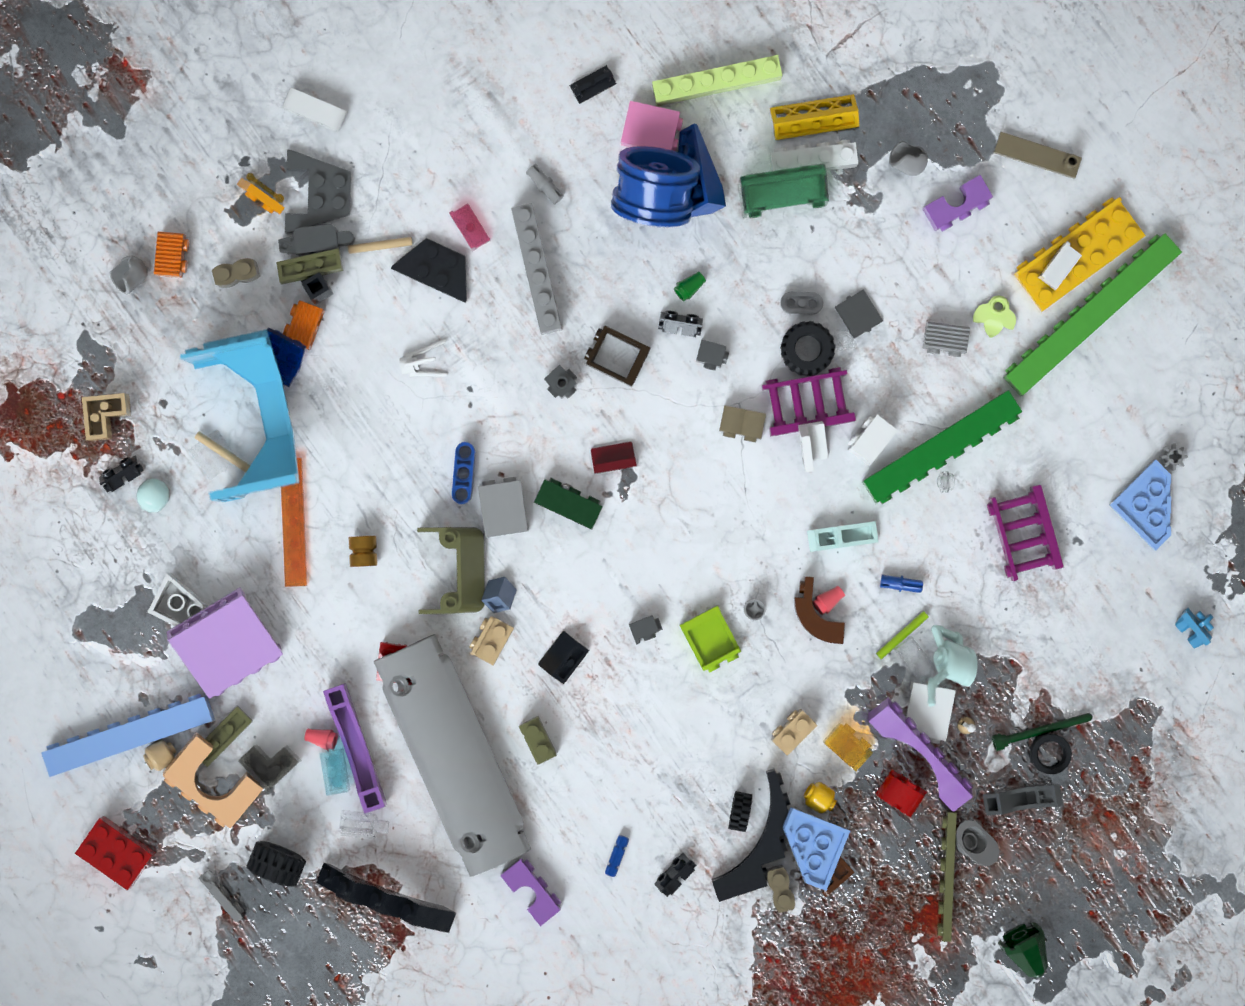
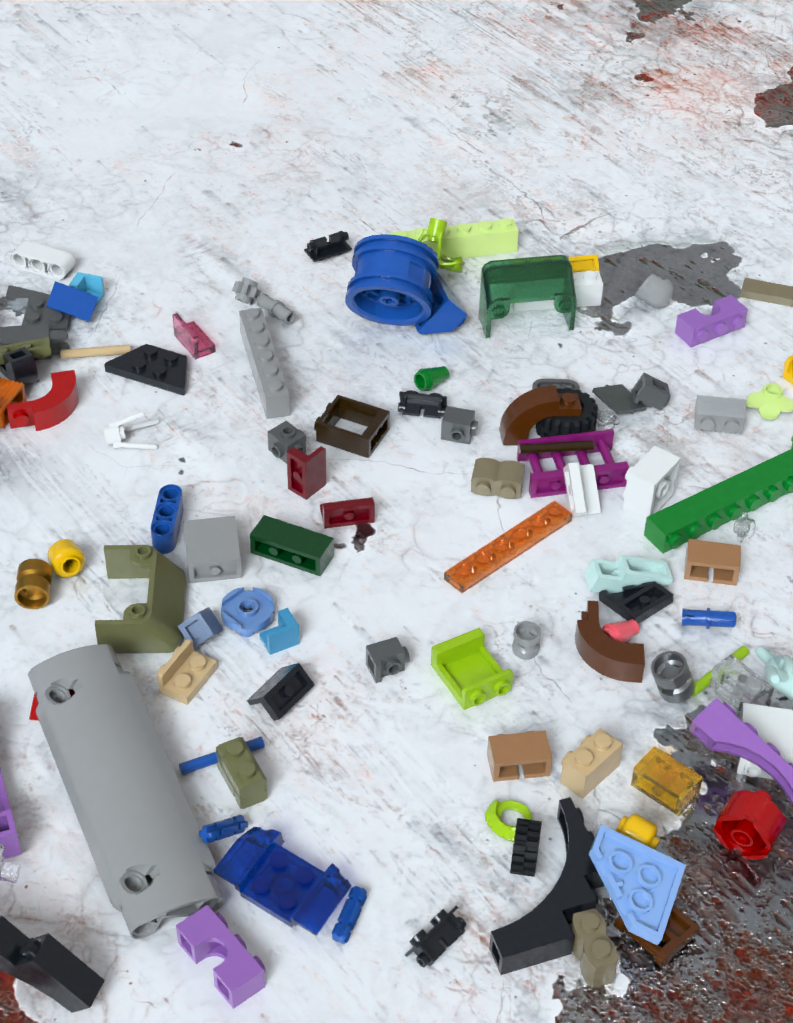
camera: 10 degrees left, 45 degrees down
(352, 184) = (72, 301): none -> blue panel
(355, 328) = (49, 409): none -> red arch
(362, 158) = (89, 283): none -> medium azure panel
(385, 520) = (66, 558): none -> yellow head
(515, 161) = (246, 290): none -> light grey gear
(522, 717) = (211, 759): none -> blue bar
(527, 792) = (223, 829): none -> blue axle
(547, 574) = (247, 622): none -> medium blue plate
(560, 599) = (282, 636): none -> dark azure panel
(573, 833) = (282, 881): none -> clear blue piece
(574, 429) = (305, 472): none -> dark red panel
(710, 107) = (436, 234): none -> lime plant
(720, 771) = (494, 814): none -> lime piece
(741, 723) = (524, 749): none -> medium nougat piece
(747, 498) = (507, 547): none -> clear orange plate
(783, 355) = (533, 407): none -> reddish brown arch
(799, 391) = (556, 447): none -> dark brown bar
(846, 565) = (637, 601): none -> black wing
(863, 654) = (673, 677): none -> flat silver wheel
(887, 311) = (651, 392): none -> dark grey brick
(913, 523) = (721, 557): none -> medium nougat piece

